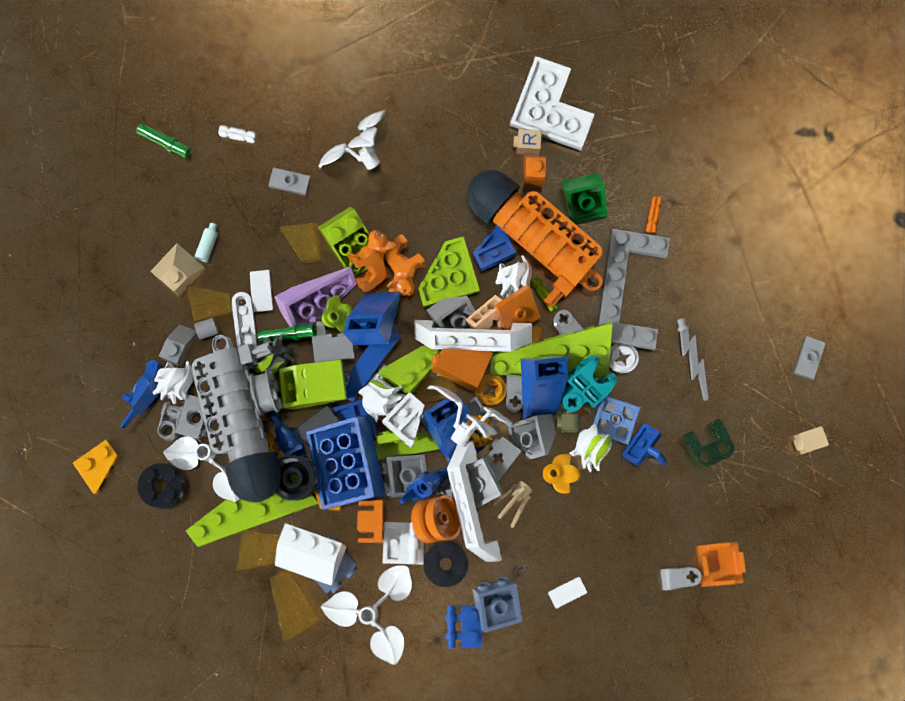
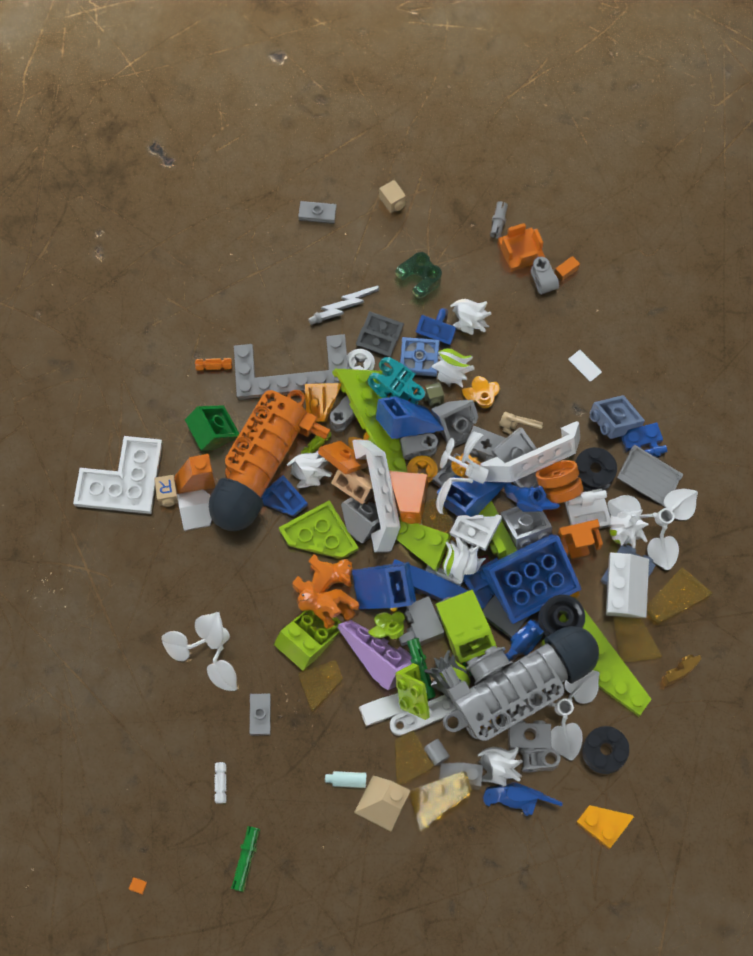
camera: 105 degrees left, 10 degrees down
(163, 317) = (437, 797): none -> clear yellow wing
(171, 49) = (137, 885): none -> orange window
(219, 593) = (685, 667): none -> pearl gold slope
(267, 316) = (412, 691): none -> lime bracket
(371, 575) = (627, 527): none -> white hair
(425, 619) = (649, 475): none -> light grey piece
(506, 161) = (194, 509): none -> white slope
(586, 305) = (320, 399): none -> light orange wing
(647, 483) = (470, 315): none -> white hair
(650, 386) = (380, 334): none -> dark grey slope
(684, 606) = (567, 268): none -> orange piece
(760, 549) = (498, 219): none -> light grey pin

